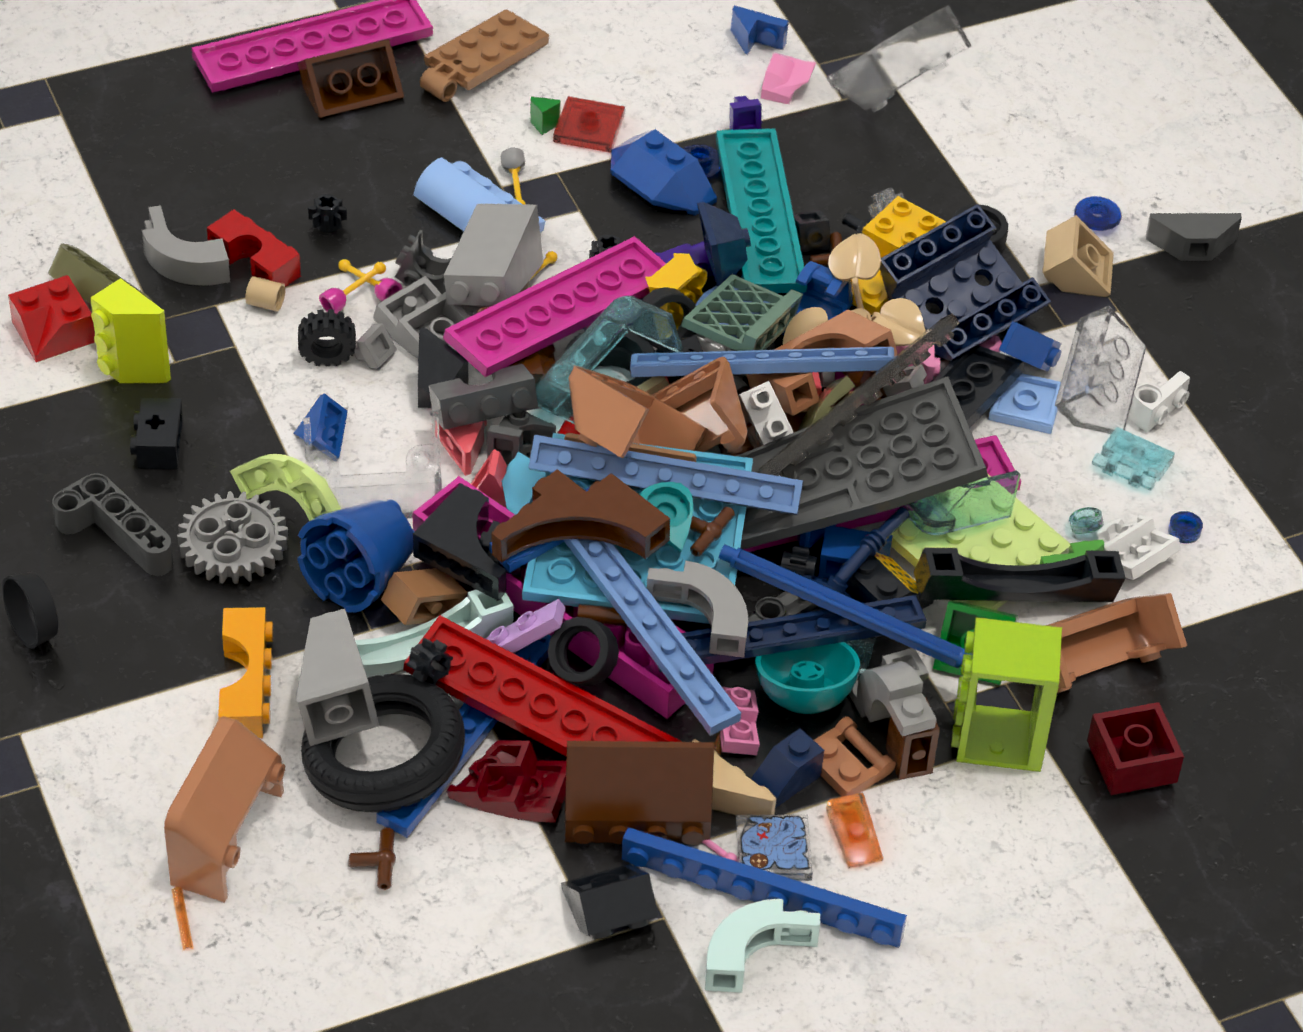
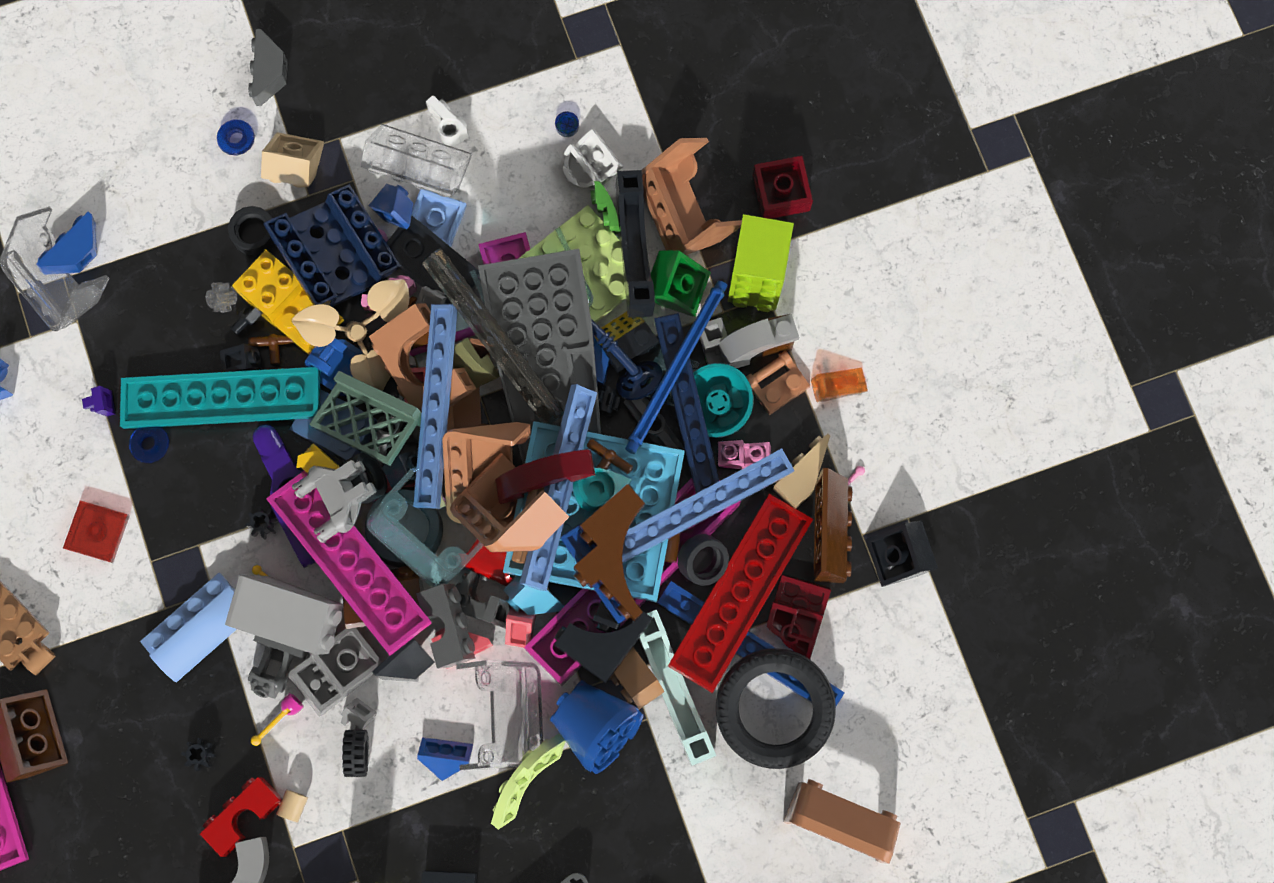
camera: 85 degrees left, 30 degrees up
(182, 918) = (914, 852): clear orange piece -> none
(232, 537) = (541, 839): light grey gear -> none
(245, 641) = (731, 812): light orange arch -> none
(333, 682) = (744, 740): light grey slope -> none
(336, 298) = (301, 746): hinge -> none
(383, 859) = (863, 710): reddish brown piece -> none
(429, 661) = (723, 671): black gear -> none
(513, 162) = (144, 596): light grey hinge -> none
(529, 627) = (679, 604): lavender plate -> none
(544, 113) = (86, 568): green slope -> none
(647, 274) = (338, 495): none -> light grey connector
(662, 172) = (165, 478): blue wedge -> none
(684, 452) = (544, 472): none -> dark red slope
(711, 595) = (689, 451): light grey arch -> none
(723, 241) = (282, 427): dark blue slope -> none
(750, 930) = (931, 466): light aqua arch -> none
(757, 885) = (891, 460): blue plate -> none
(765, 414) = (479, 410): white hips -> none
(775, 844) = (853, 440): tile -> none
(784, 77) = (51, 362): bright pink slope -> none
(790, 766) = (793, 425): dark blue slope -> none
(930, 83) = (71, 249): none -> blue slope
(1086, 520) = (562, 191): clear light blue tile -> none
(1133, 459) = (494, 146): clear light blue plate -> none

